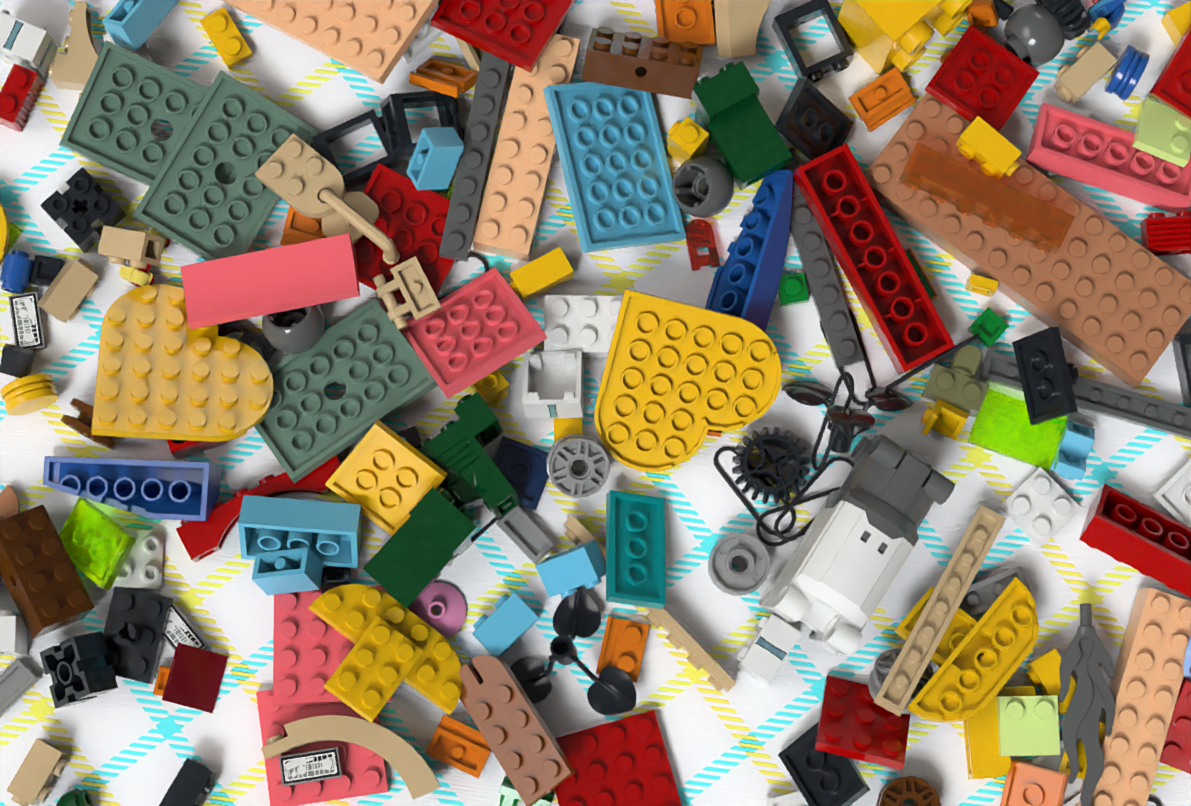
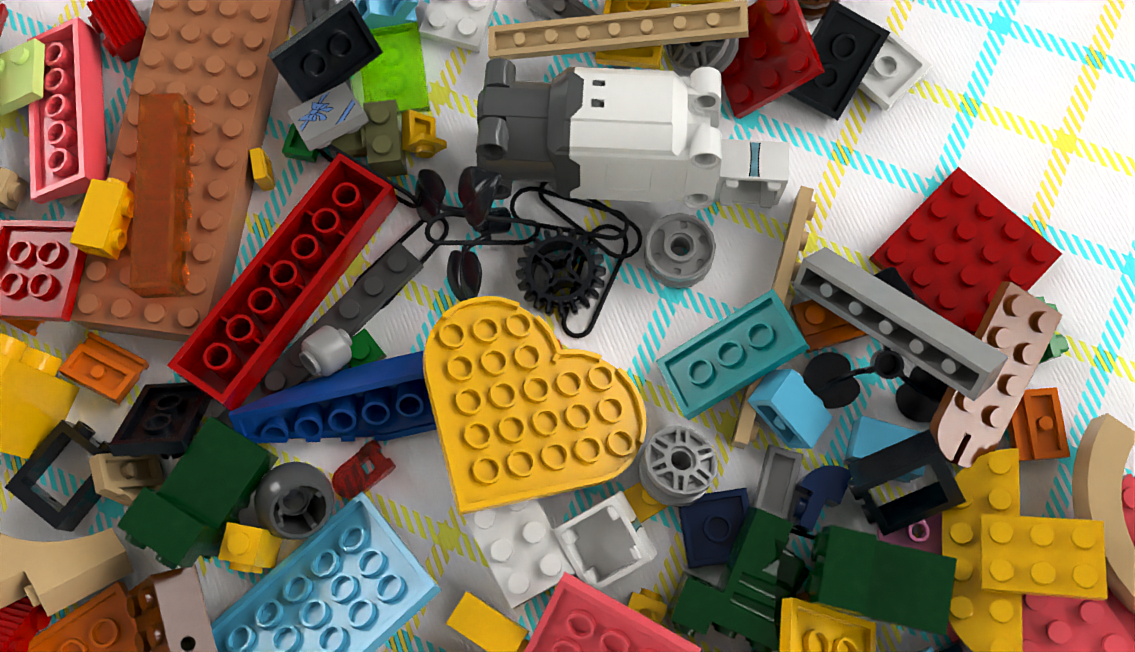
camera: 110 degrees left, 5 degrees down
(492, 616) = (898, 461): none -> black window
(506, 562) = (821, 487): none -> dark blue brick
(590, 676) = (900, 323): none -> light grey brick
(779, 80) = (125, 476): none -> tan wing
(802, 261) = (326, 351): none -> light grey head
(991, 352) = (328, 117): none -> light grey tile

